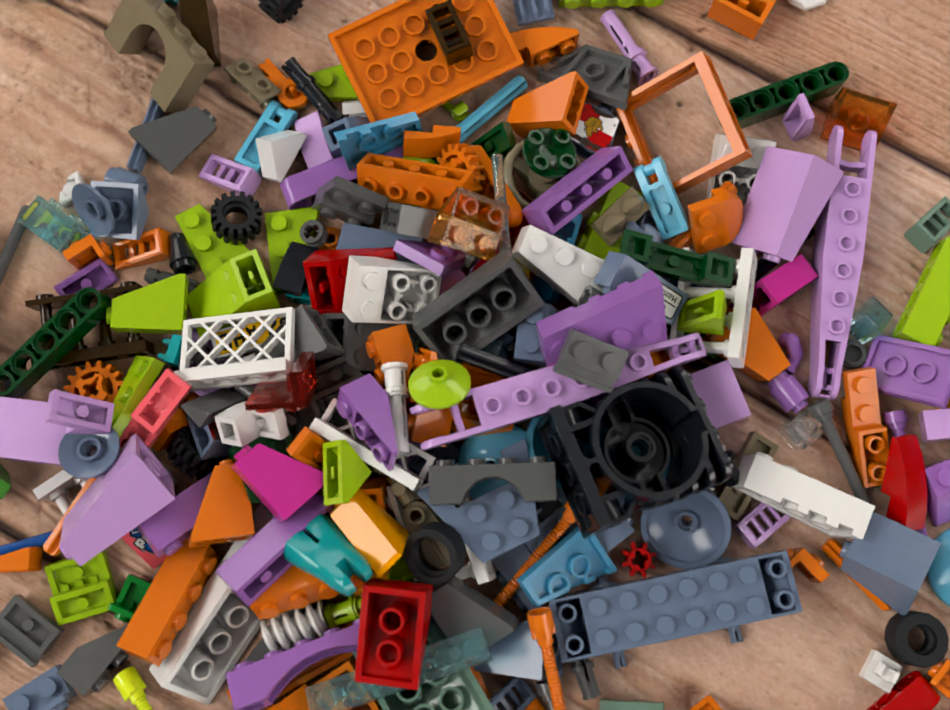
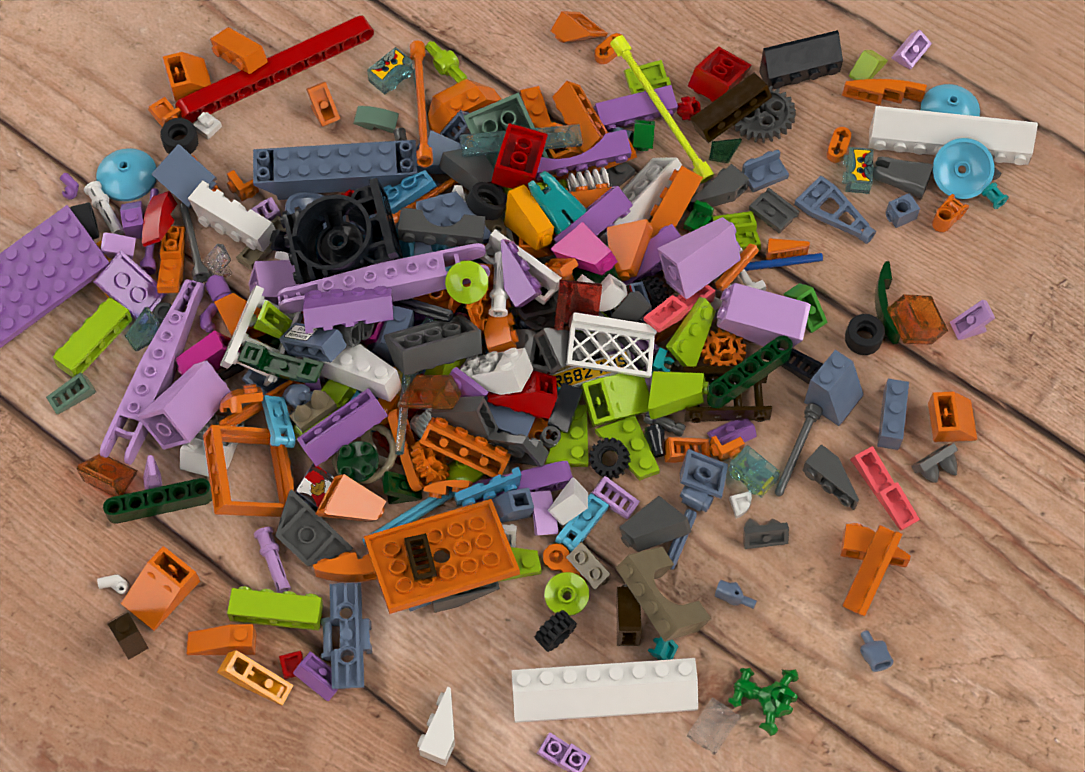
camera: 175 degrees left, 15 degrees down
(54, 149) = (765, 535): none -> dark grey tile
(76, 449) = (719, 278): sand blue dish -> none
(79, 413) = (719, 303): lavender slope -> none
(80, 71) = (733, 594): none -> sand blue piece
(93, 208) = (717, 469): sand blue dish -> none
(272, 38) = (566, 583): none -> lime dish
(306, 84) = (543, 553): black pin -> none
(342, 472) = (542, 244): lime slope -> none
(590, 361) = (361, 279): dark grey plate -> none

